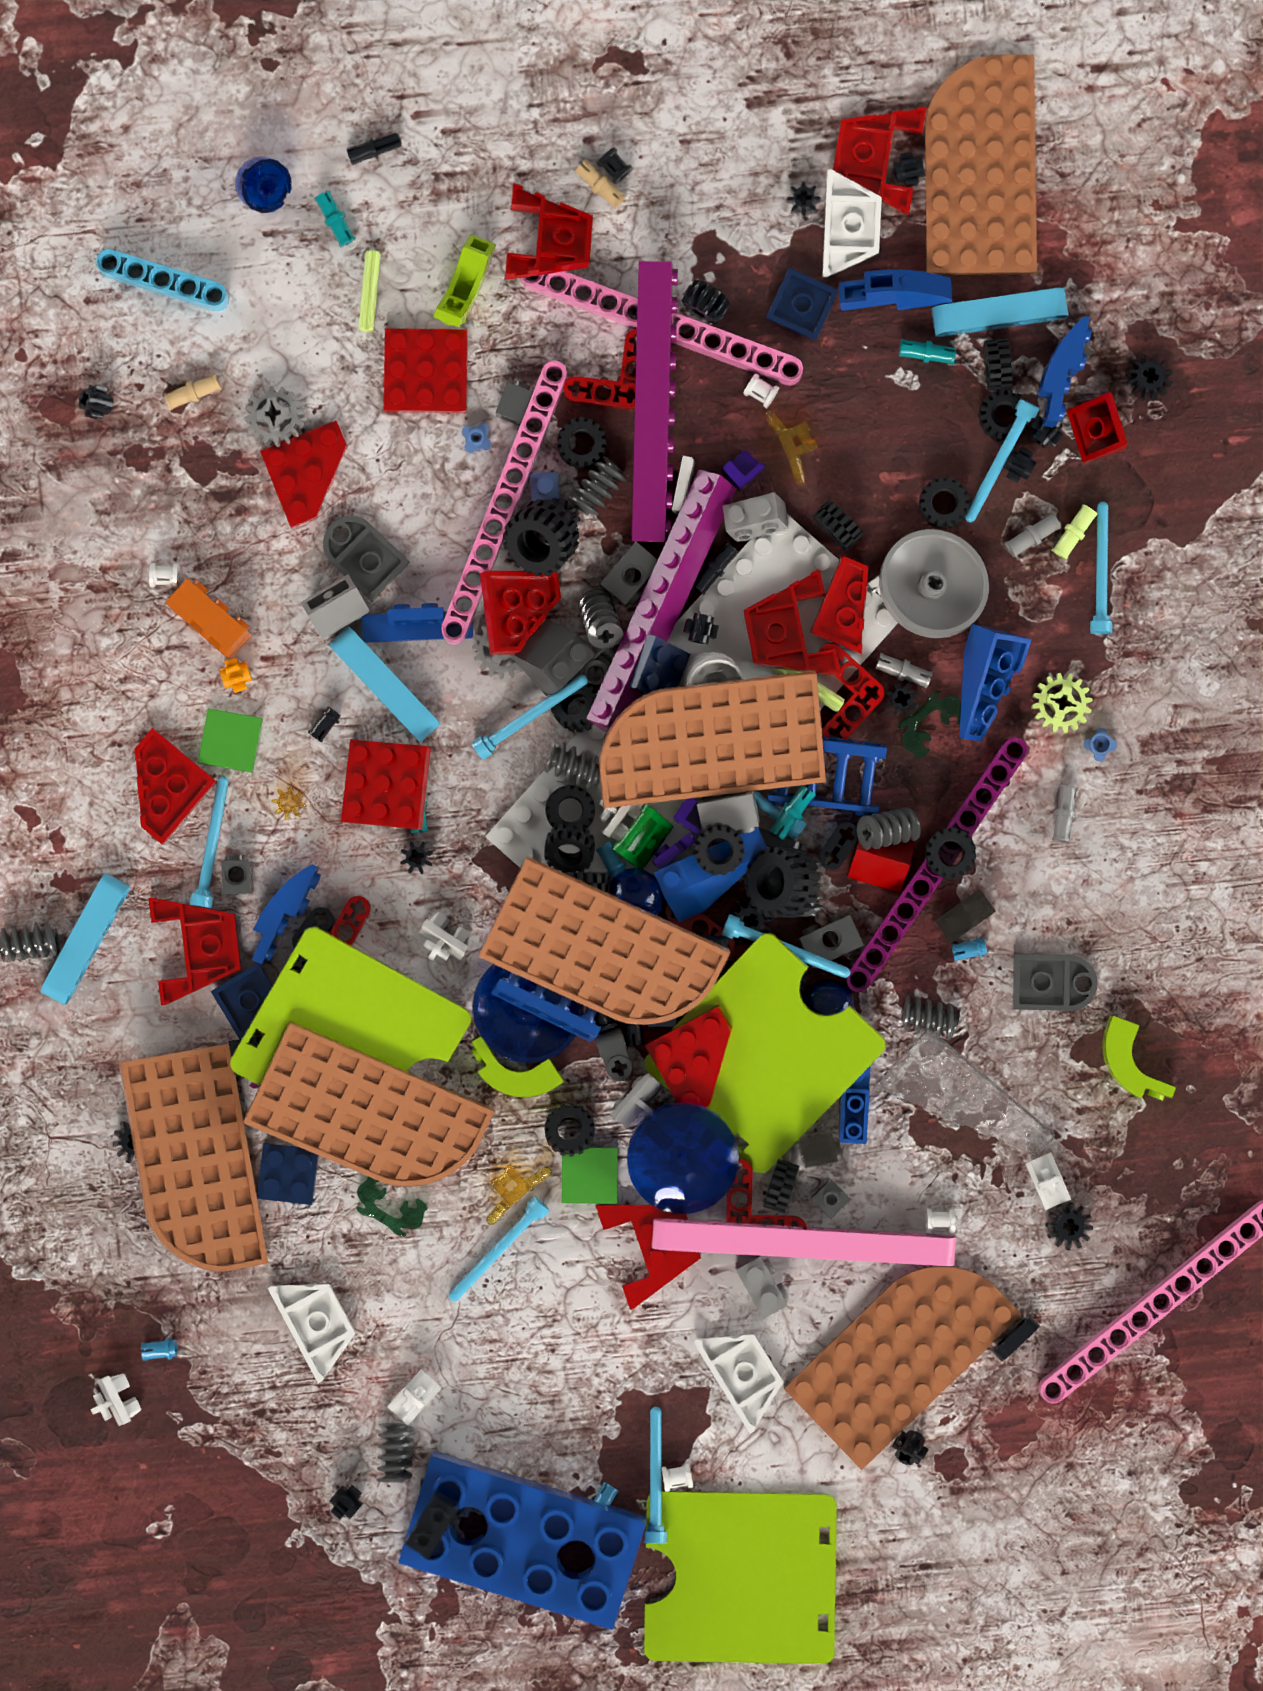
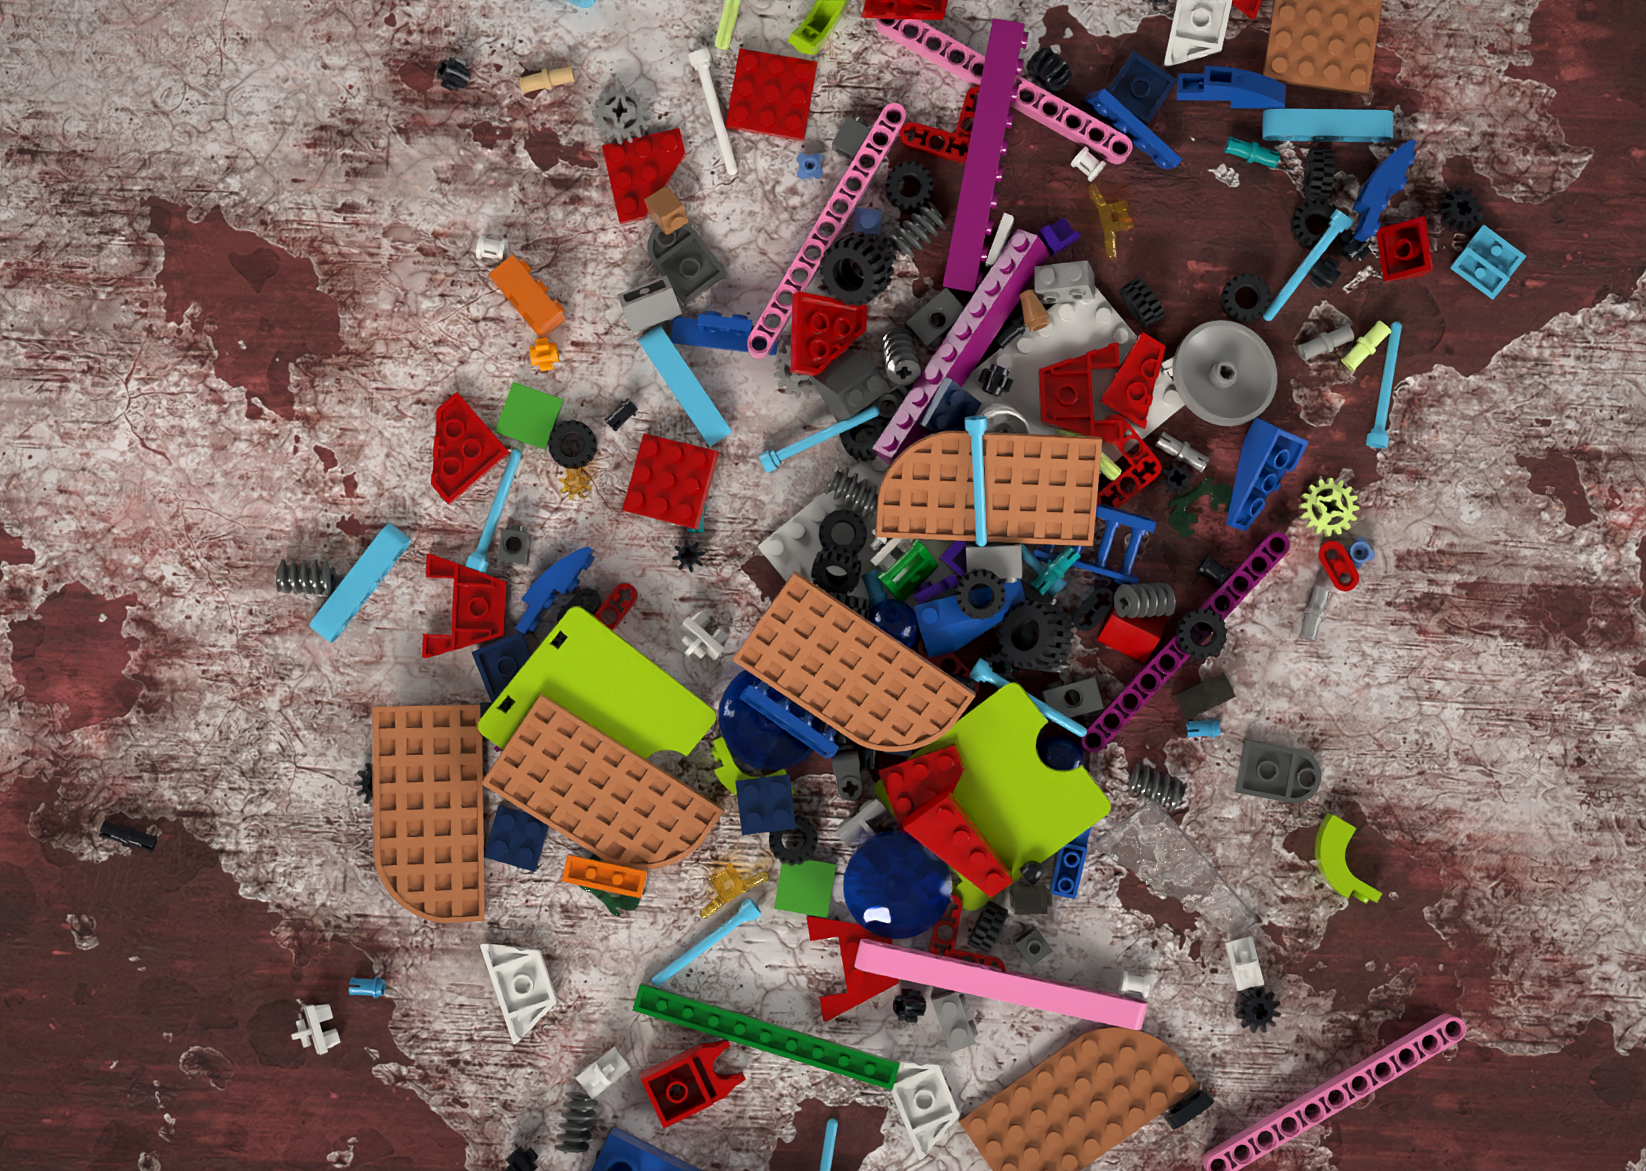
camera: 10 degrees right, 0 degrees up
(263, 755) = (560, 433): none -> black tyre
(337, 508) = (666, 210): none -> medium nougat brick
(348, 350) = (701, 62): none -> white piece
(383, 1197) = (604, 876): none -> orange plate
(514, 1391) = (697, 1078): none -> red brick
(535, 1098) = (765, 804): none -> dark blue plate
(574, 1333) = (766, 1036): none -> green plate
(686, 681) = (976, 428): none -> medium azure piece
(714, 1279) = (909, 1005): none -> black gear
(729, 553) = (1033, 311): none -> medium nougat cone
(733, 1101) = (955, 838): none -> red wedge
(801, 348) = (1124, 121): none -> blue wing
(816, 1122) = (1032, 871): none -> black hinge
(954, 787) = (1213, 570): none -> black bush
(1081, 761) = (1338, 565): none -> red plate
(1185, 425) = (1487, 261): none -> medium azure slope

